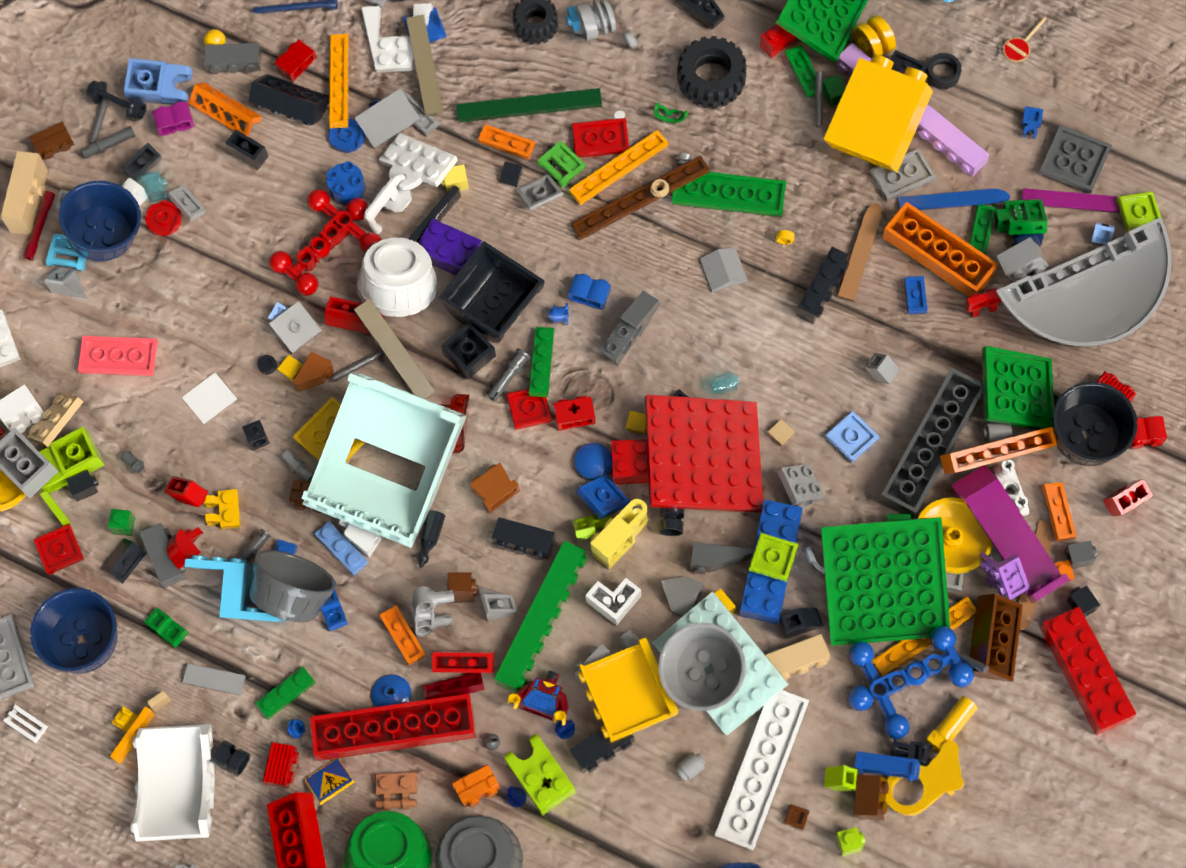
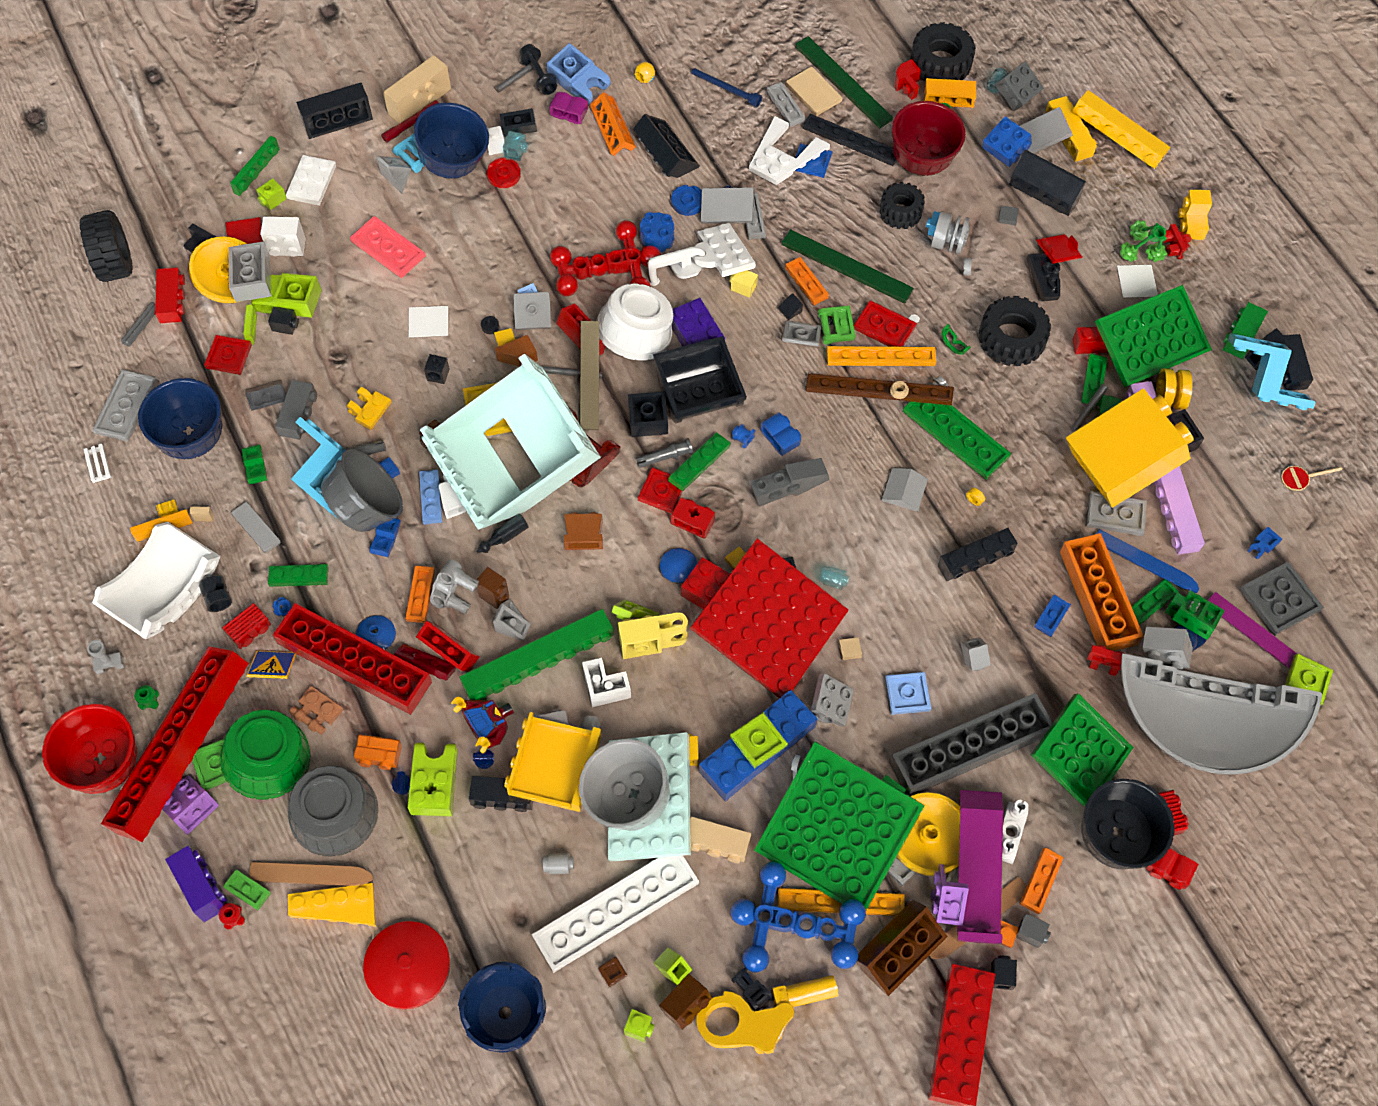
camera: 30 degrees right, 5 degrees down
(52, 141) = (469, 68): reddish brown brick -> none
(54, 419) = (303, 259): tan plate -> none
(108, 142) = (502, 94): dark grey pin -> none
(121, 522) = (287, 365): green brick -> none
(136, 465) = (333, 329): dark grey pin -> none
(182, 546) = (315, 410): red brick -> none
(186, 203) = (528, 172): light grey plate -> none
(186, 491) = (350, 373): red brick -> none
(232, 58) = (648, 92): dark grey brick -> none
(246, 149) = (602, 161): black brick -> none
(295, 60) = (693, 122): red brick -> none
(297, 466) = (448, 407): light grey pin -> none
(339, 80) = (713, 157): light orange tile -> none
(424, 65) = (787, 185): dark tan tile -> none
(437, 213) = (711, 298): black tile -> none
(492, 745) = (417, 729): dark grey hinge -> none
(523, 538) = (573, 586): black brick -> none
(603, 496) = (661, 596): blue plate -> none
(671, 521) = (700, 656): black wheel -> none
(682, 593) = (665, 718): light grey slope -> none
(716, 557) = (714, 709): dark grey slope -> none
(800, 621) = (743, 811): black slope -> none
(860, 252) = (1031, 551): medium nougat piece -> none
(887, 765) = (720, 985): blue container -> none
(944, 58) = (1222, 443): black tyre -> none
(972, 662) = (861, 951): flat silver bar -> none
(996, 431) = (1036, 775): light grey brick -> none
(998, 450) = (1023, 789): orange brick -> none
(1102, 233) = (1259, 674): light blue plate -> none
(1127, 497) = (1112, 912): red brick -> none

